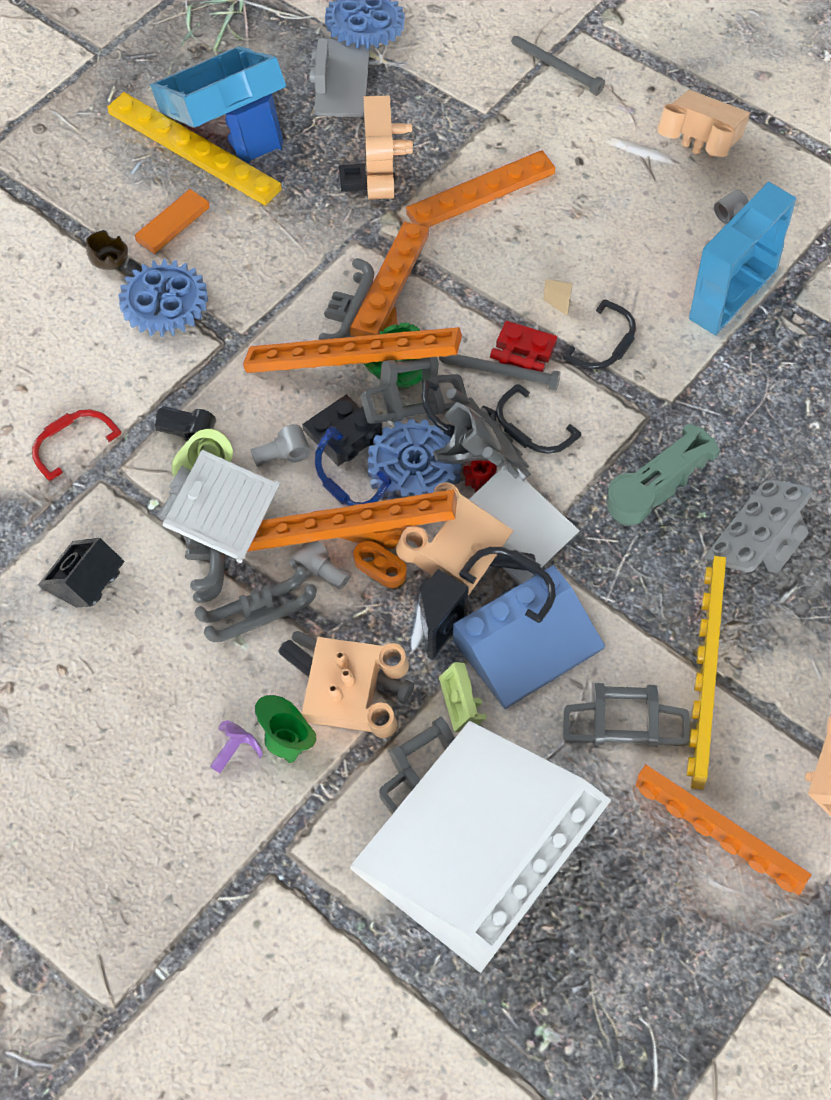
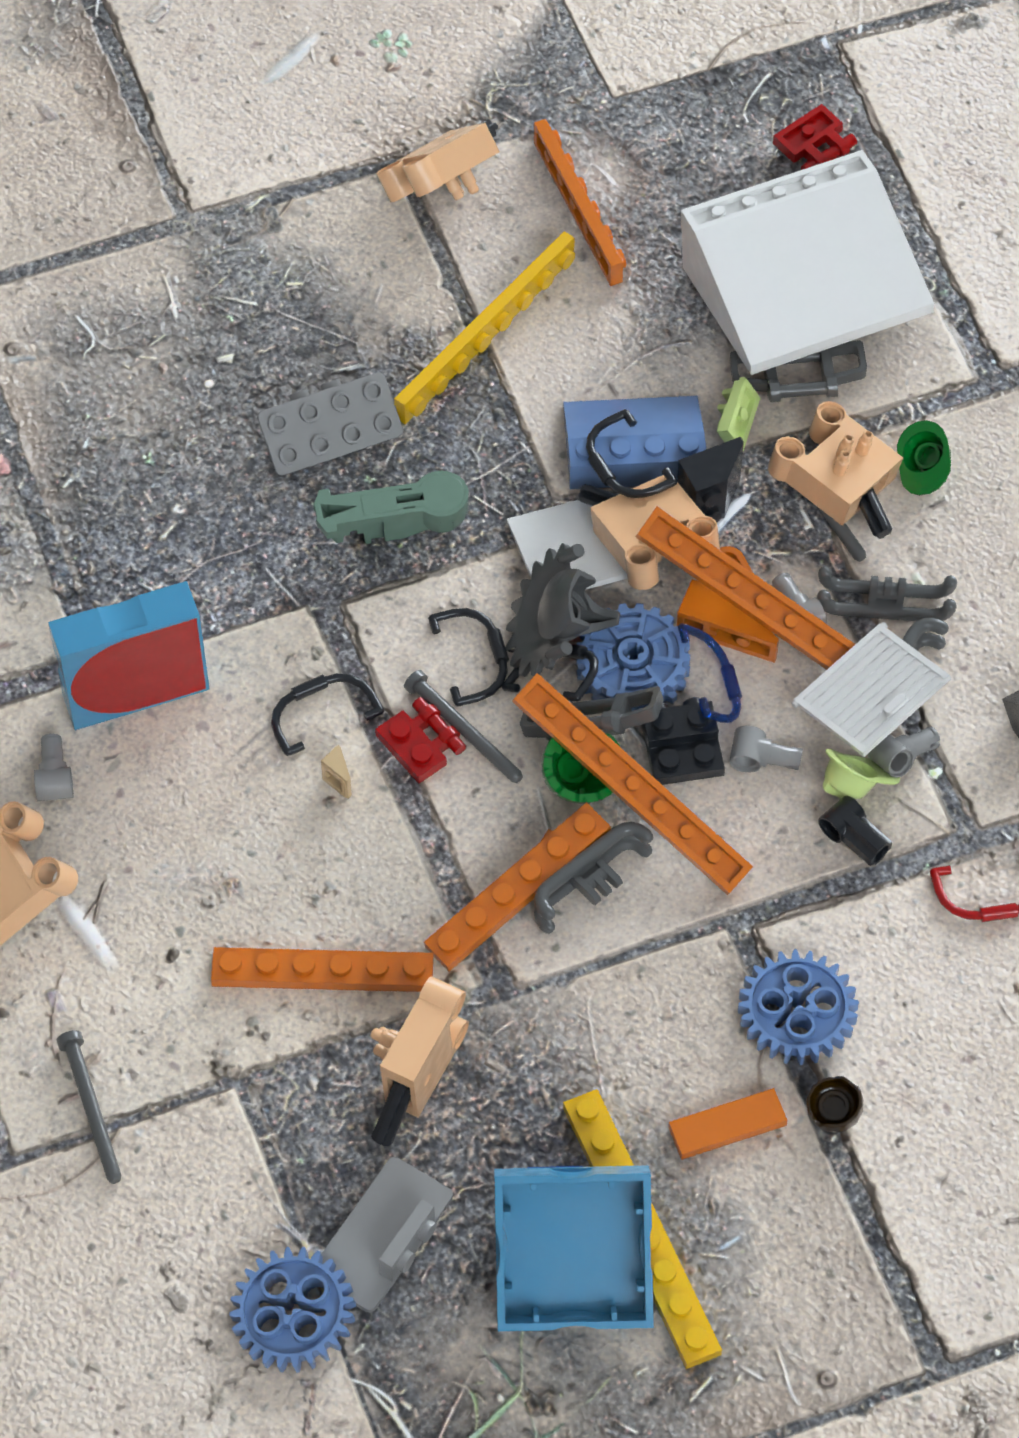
camera: 150 degrees left, 0 degrees up
(237, 737) = (975, 475): medium lavender plant -> none
(352, 177) = (469, 1062): black plate -> none
(573, 1022) = (809, 133): none -> red plate
(650, 736) = (614, 342): dark grey bar -> none

